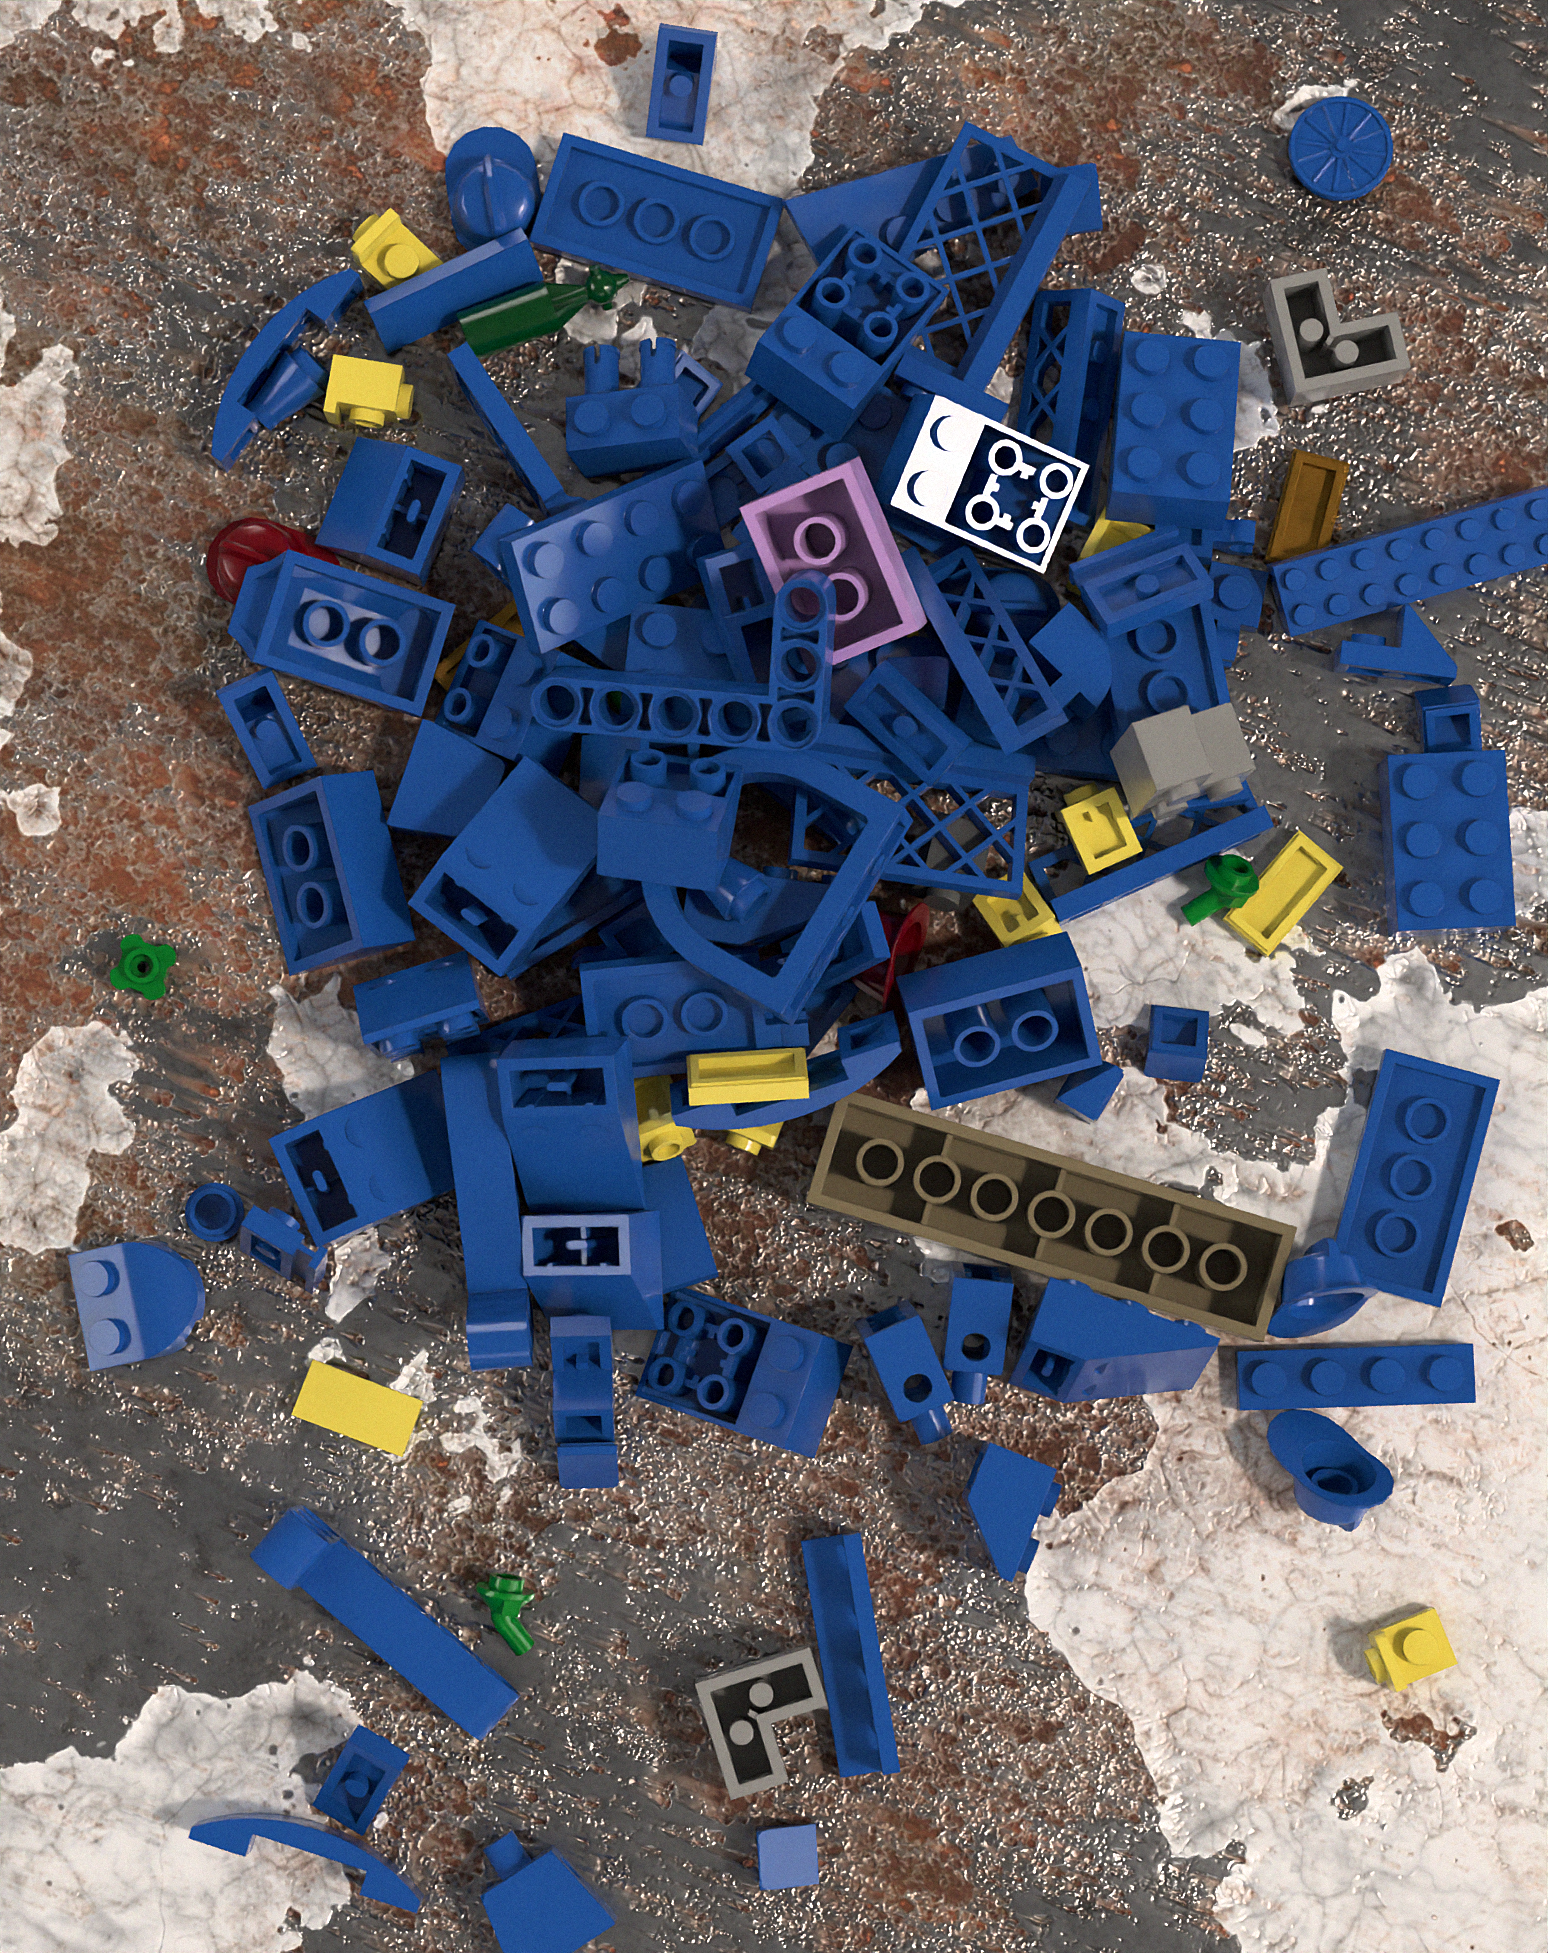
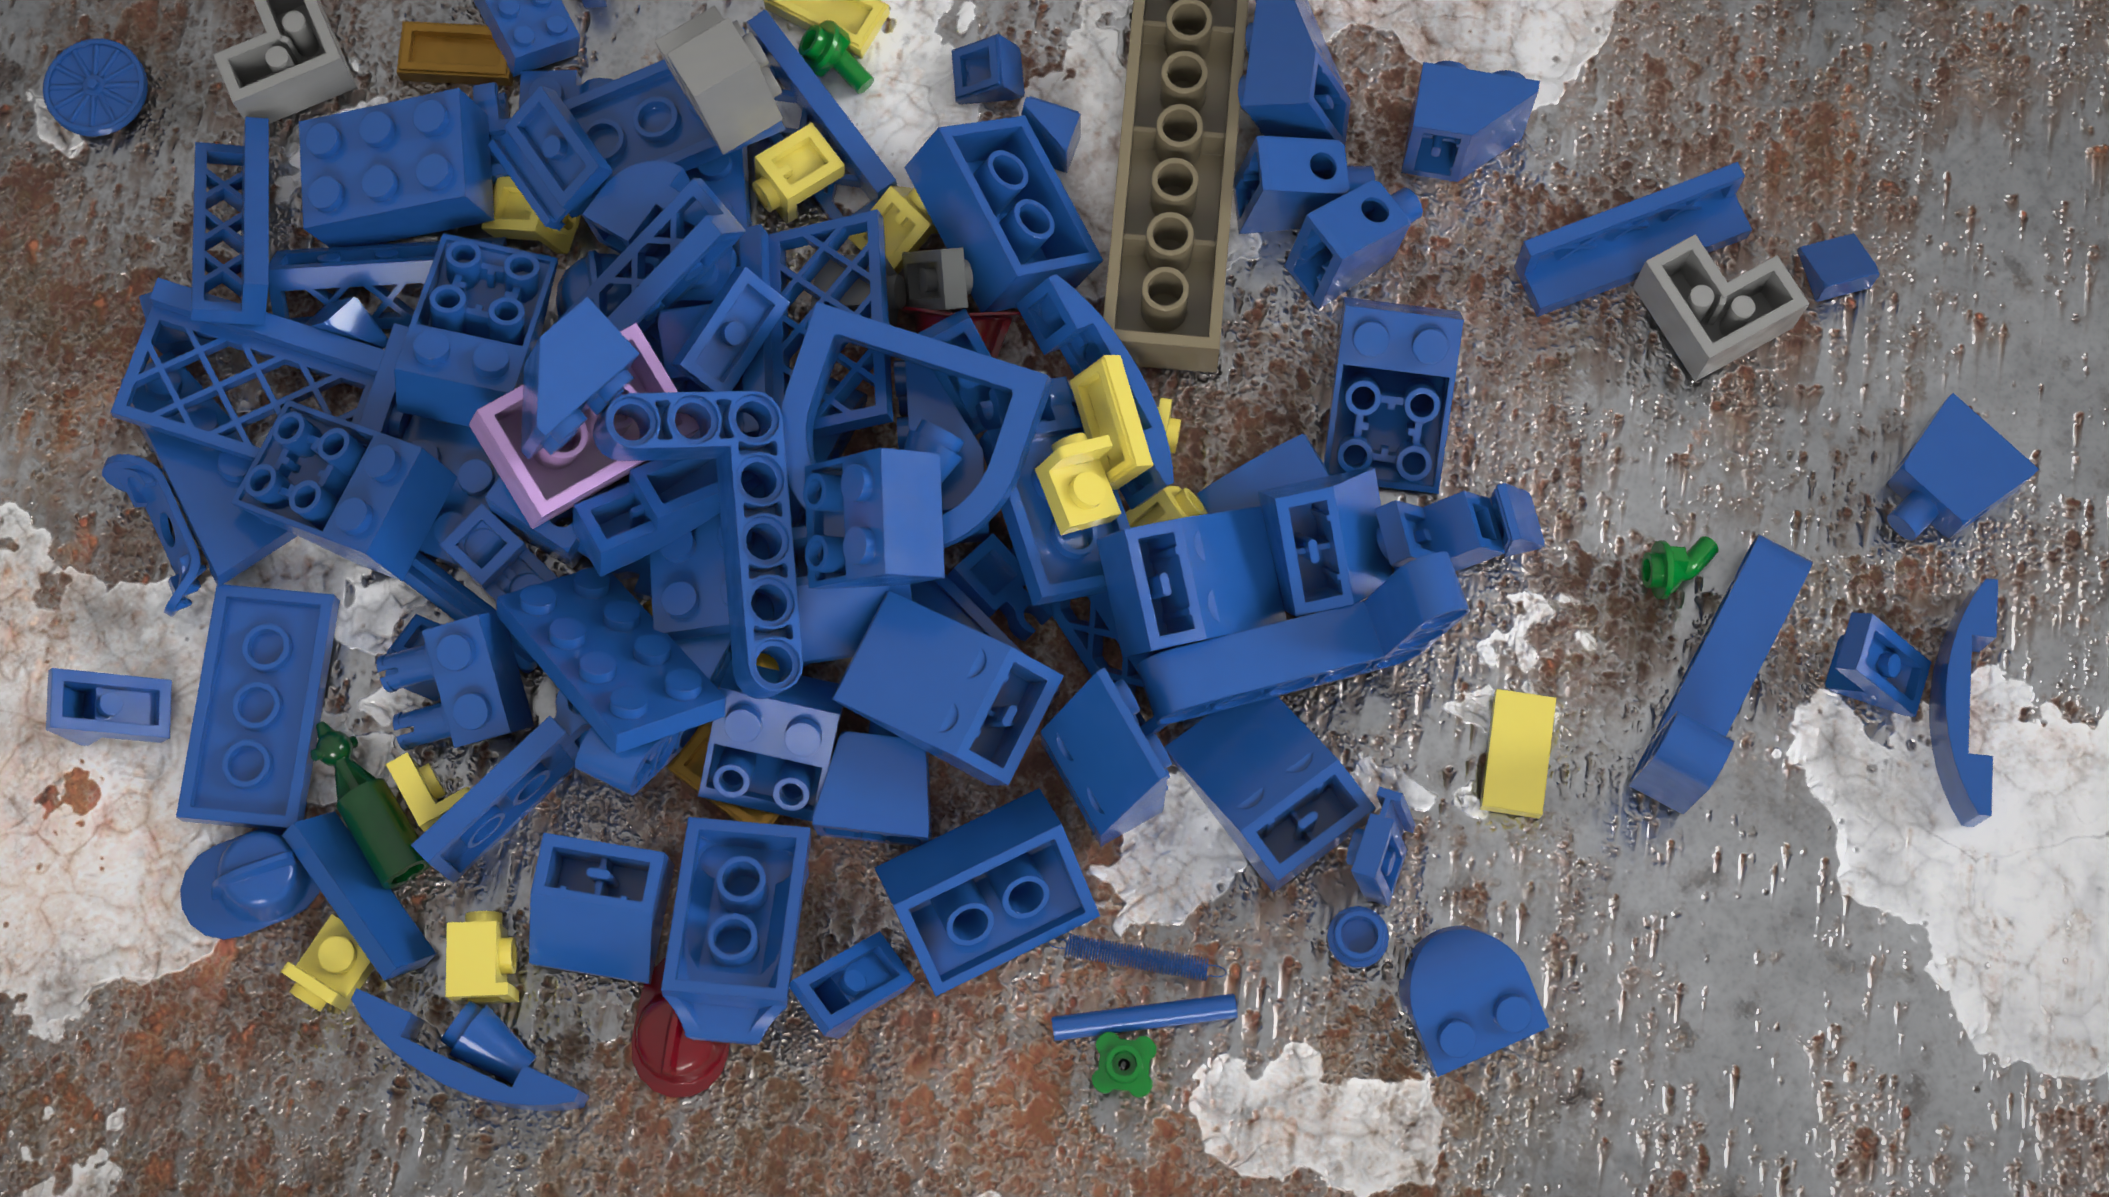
camera: 95 degrees left, 10 degrees down
(185, 996) = (1144, 1017): none -> blue bar
(243, 1013) = (1138, 955): none -> blue piece
(539, 362) = (422, 790): none -> light yellow bracket
(686, 1030) = (1078, 484): none -> light yellow bracket
(849, 550) = (571, 369): none -> blue slope
(899, 147) = (150, 489): none -> blue piece
(937, 939) = (937, 279): none -> dark grey plate
(1022, 358) = (351, 321): none -> blue slope
(1140, 284) = (252, 221): none -> blue fence

